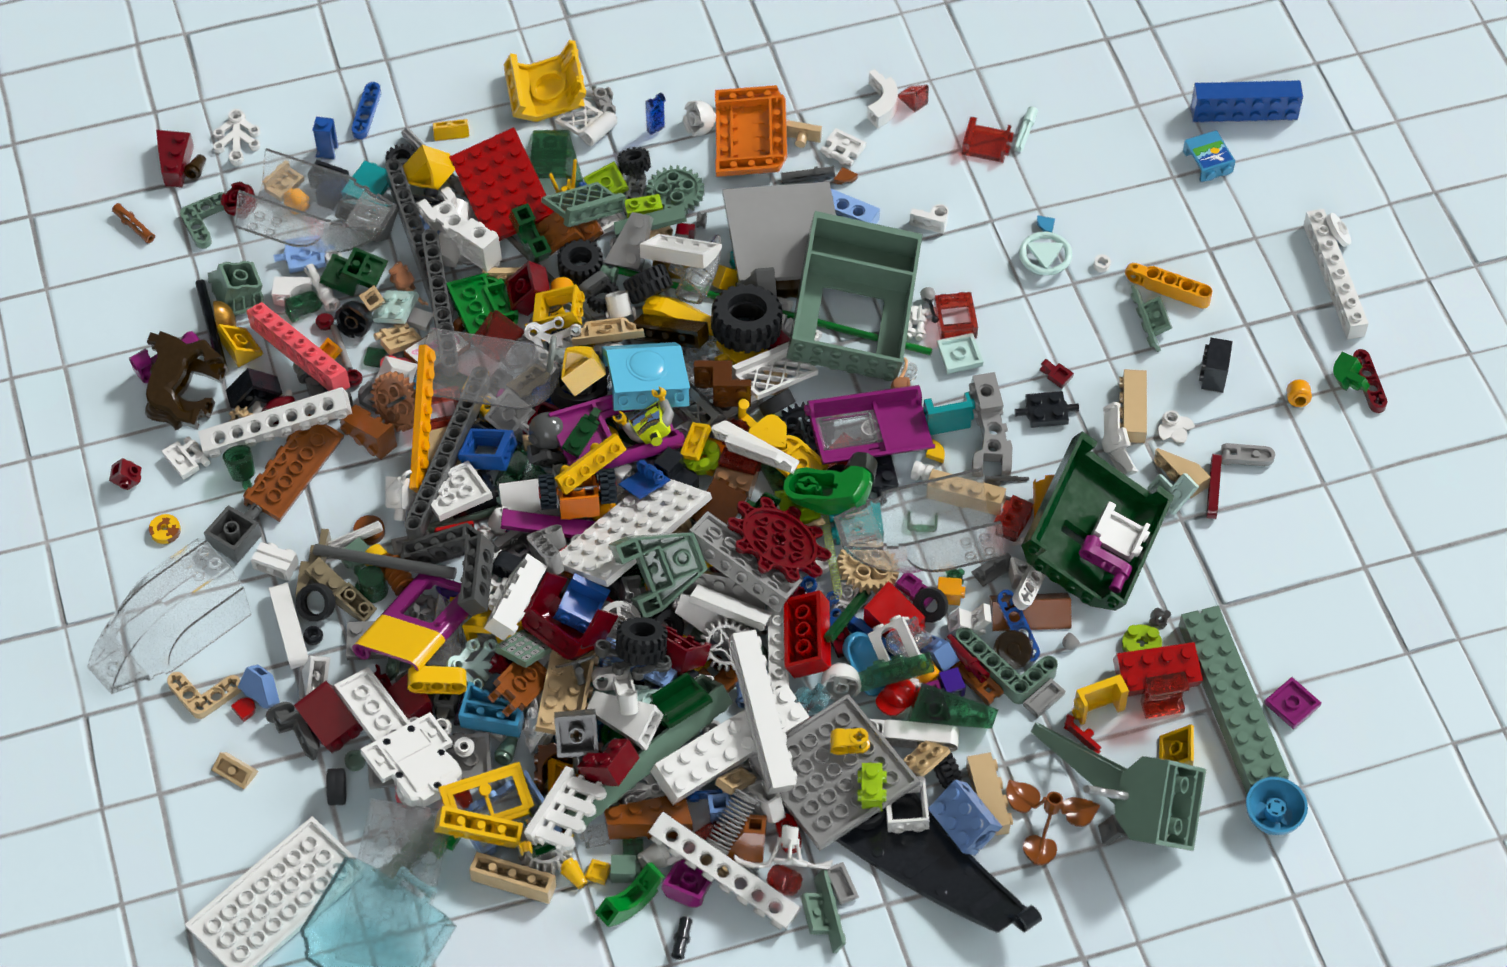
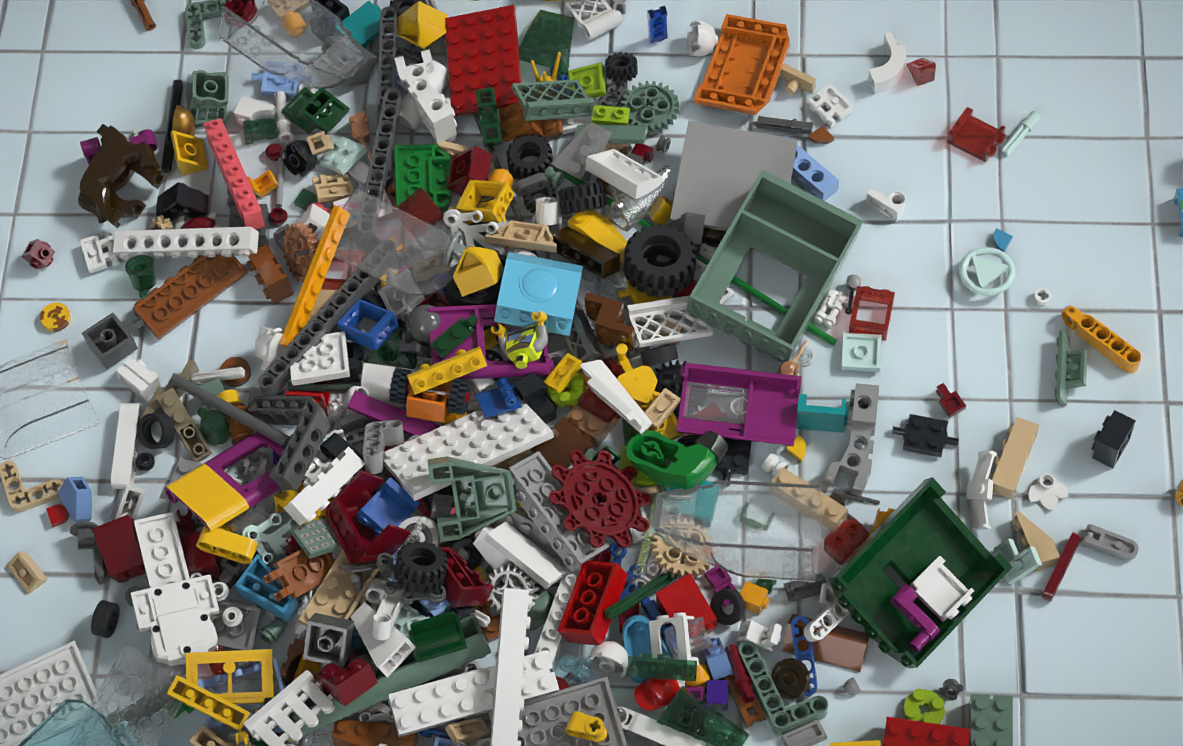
camera: 25 degrees right, 5 degrees up
(801, 446) = (662, 408): none -> tan plate

